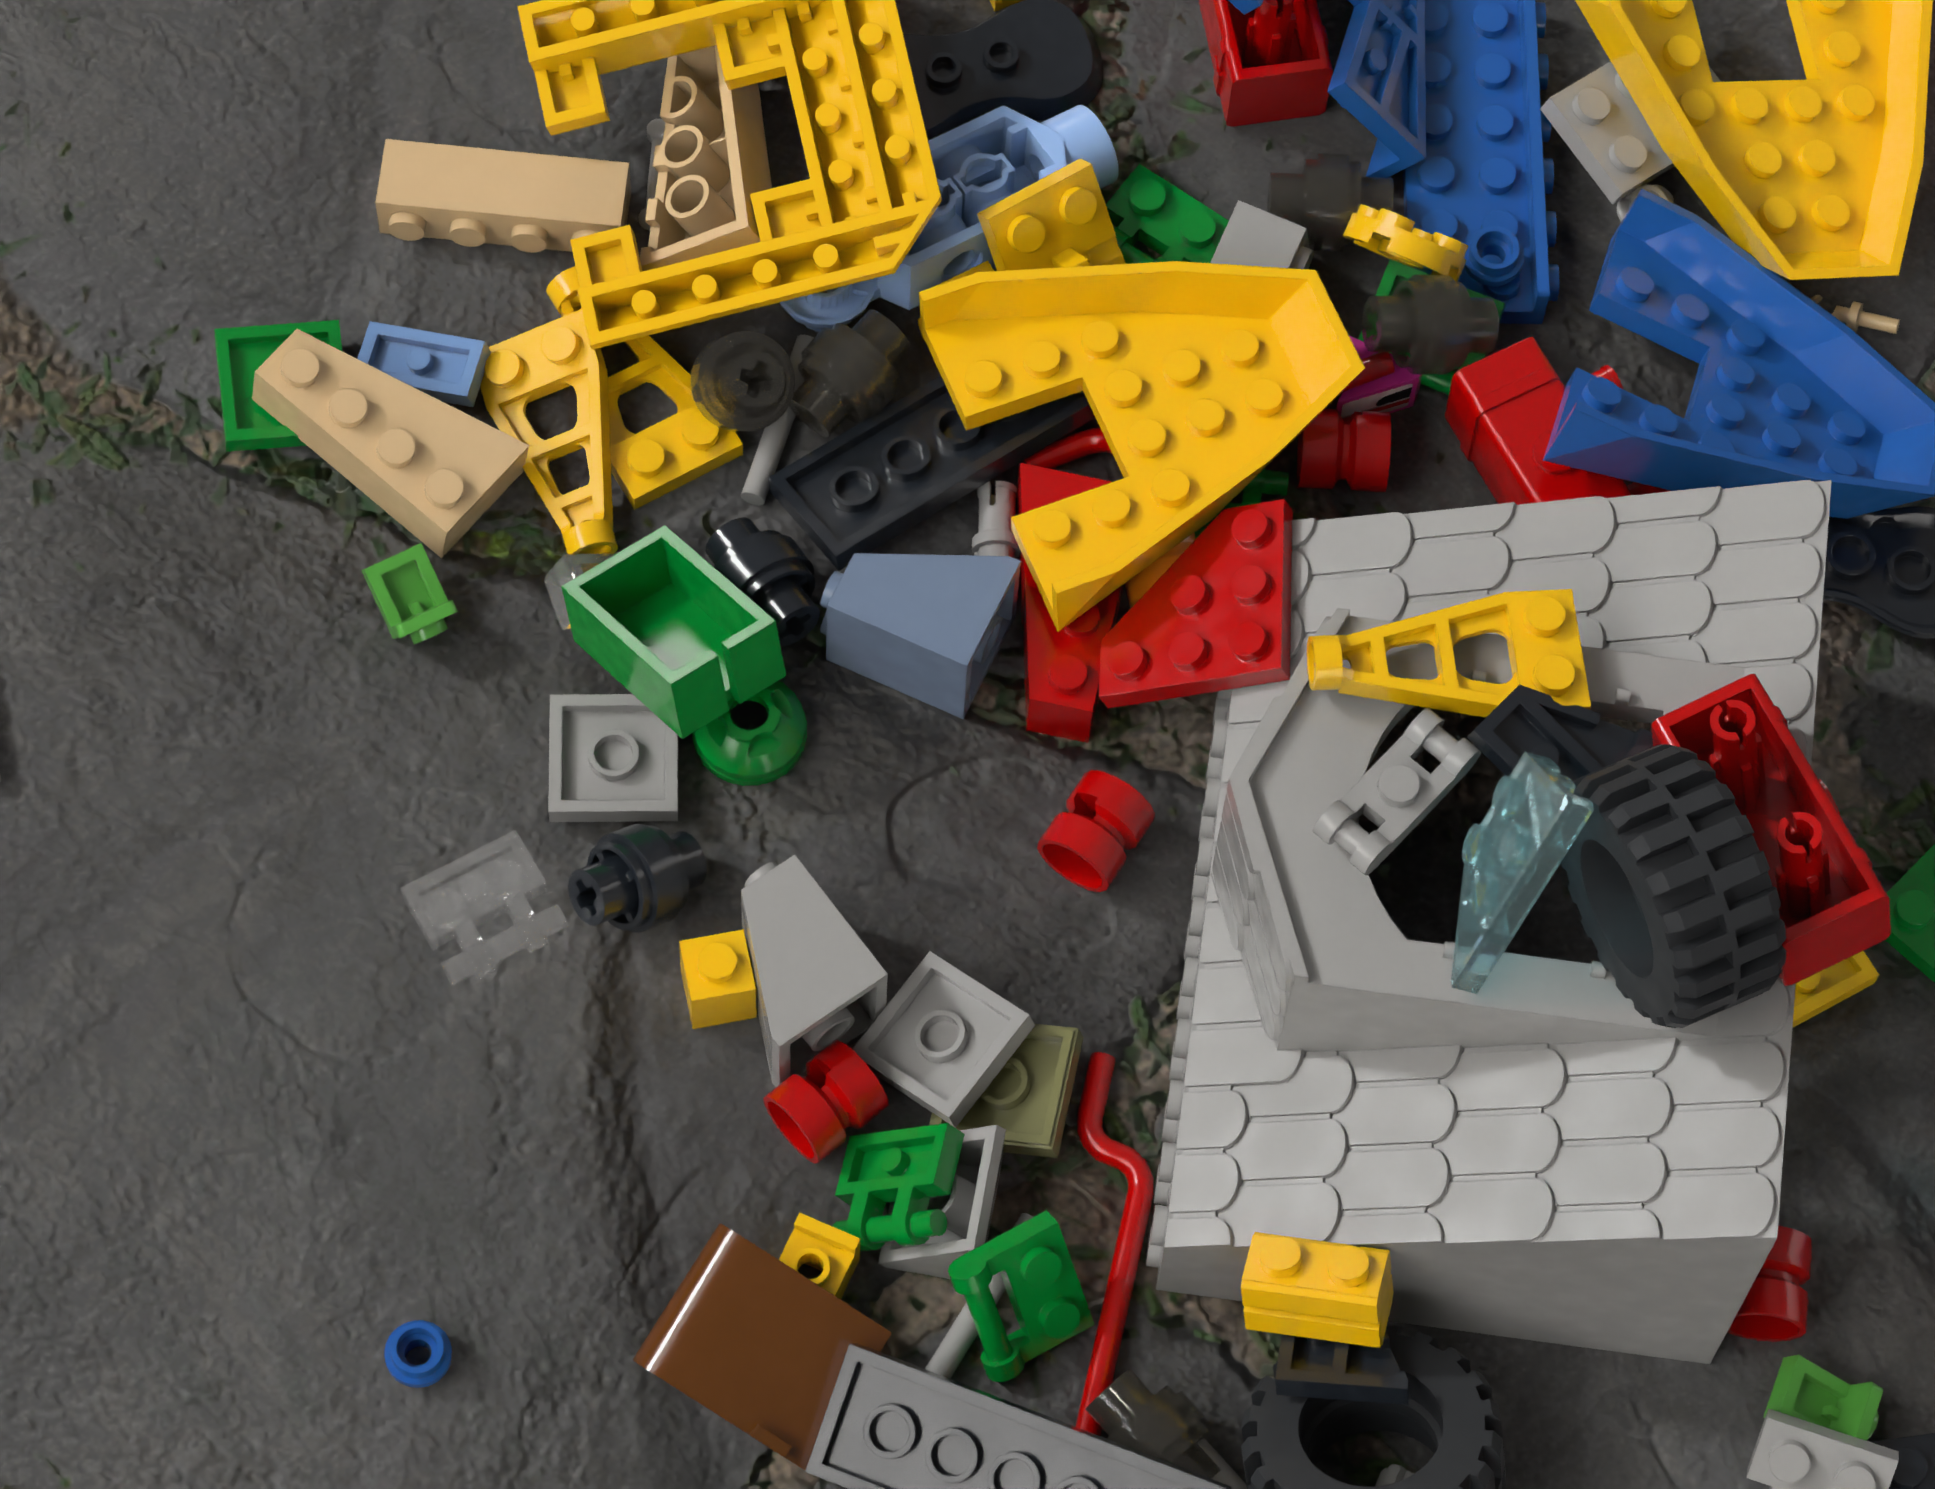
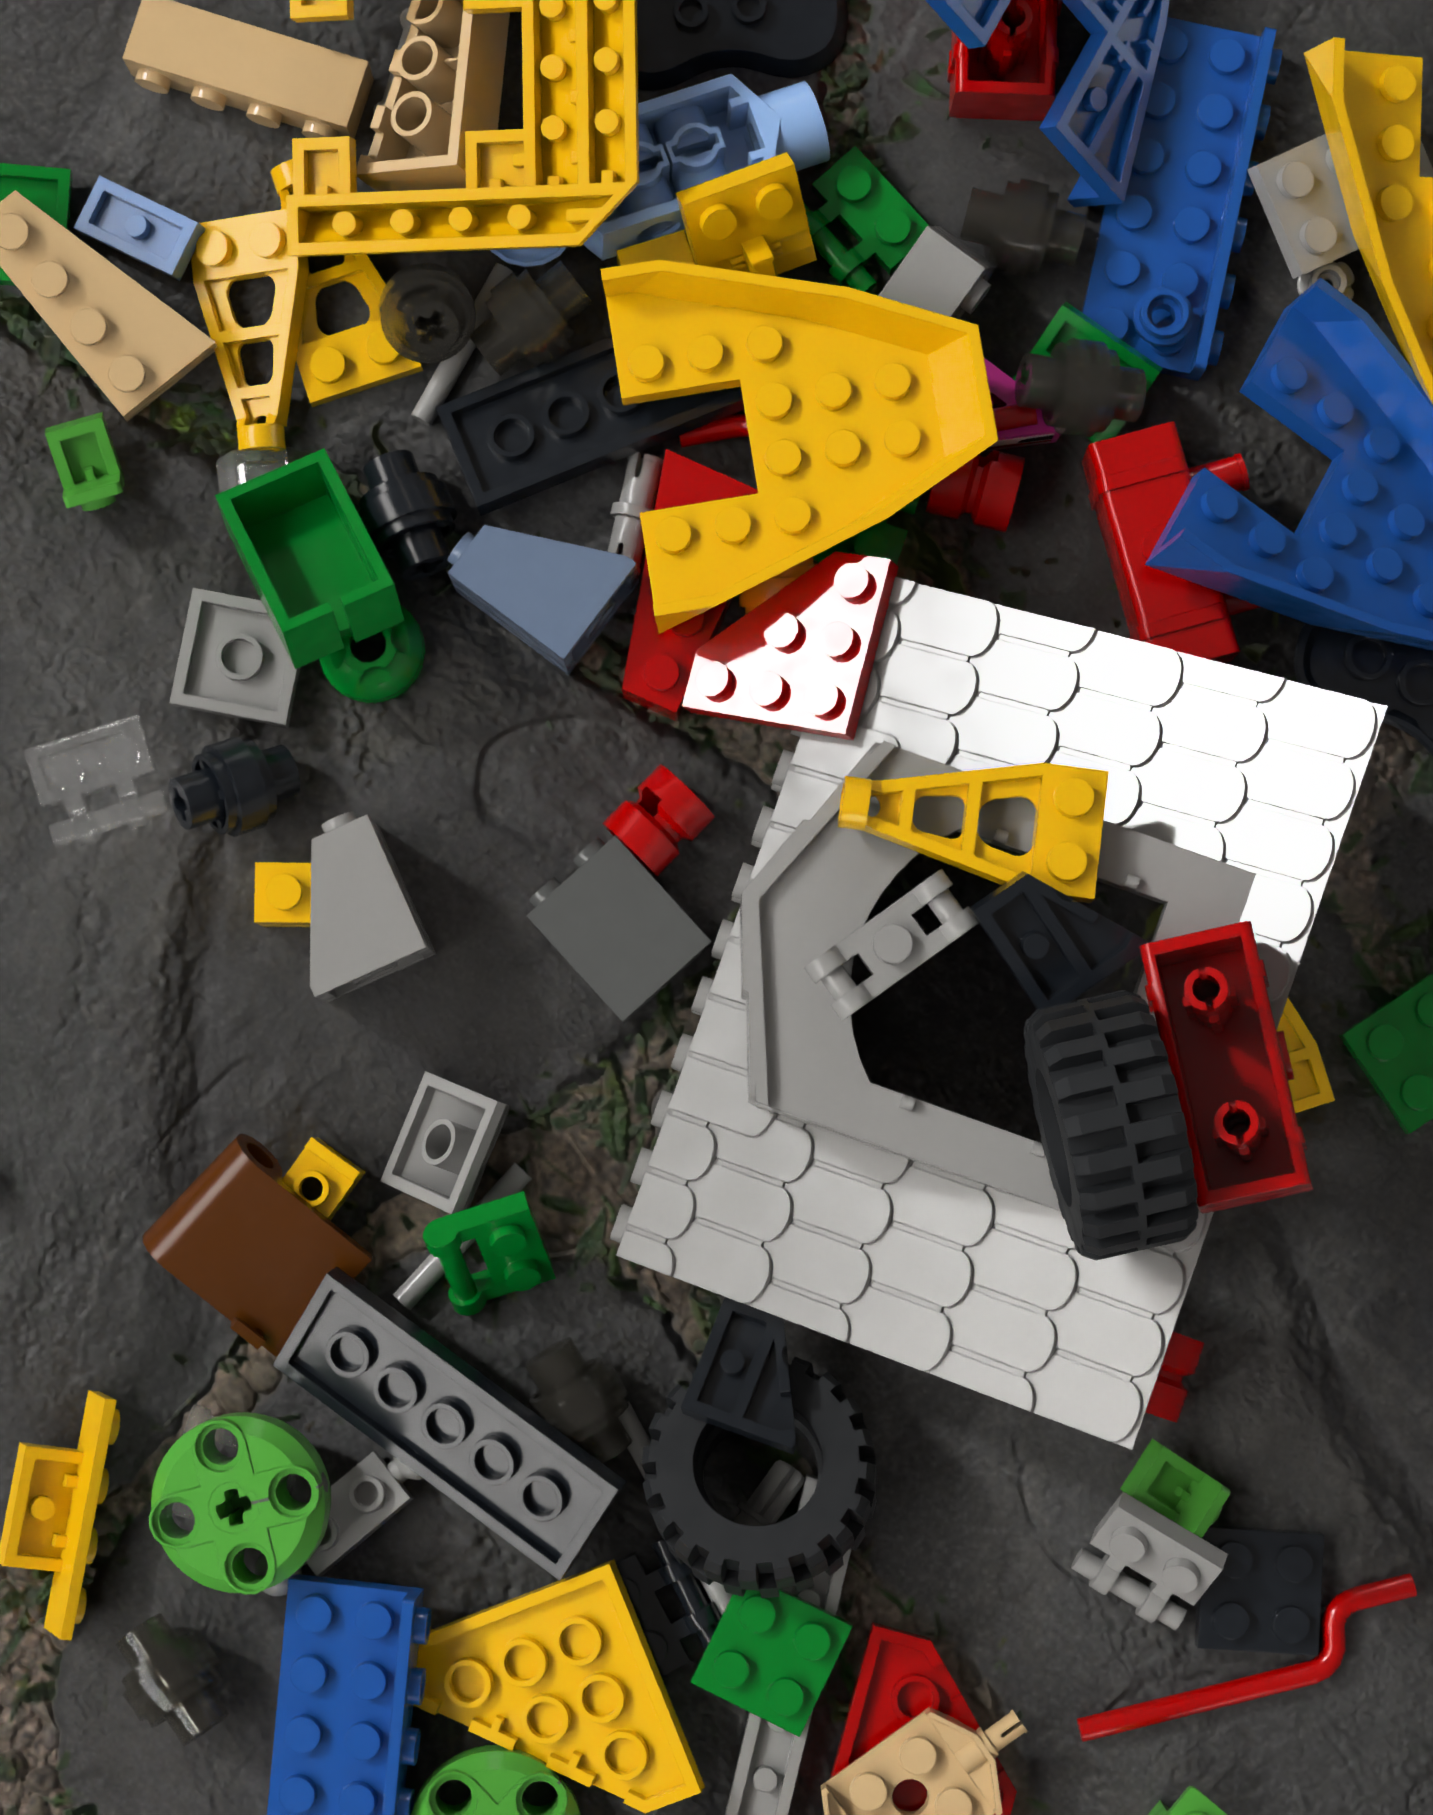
camera: 15 degrees right, 20 degrees up
(831, 1096) = (360, 1031): red wheel -> none
(903, 1169) = (411, 1109): green plate -> none
(943, 1038) = (475, 995): light grey plate -> none
(1030, 1093) = (524, 1045): olive plate -> none
(1078, 948) = (617, 927): none -> dark grey brick
(1130, 1233) = (606, 1200): red piece -> none
(1317, 1289) = (734, 1340): yellow brick -> none
(1392, 238) = (1082, 303): yellow plate -> none
(1512, 861) = (974, 1057): clear light blue wing -> none

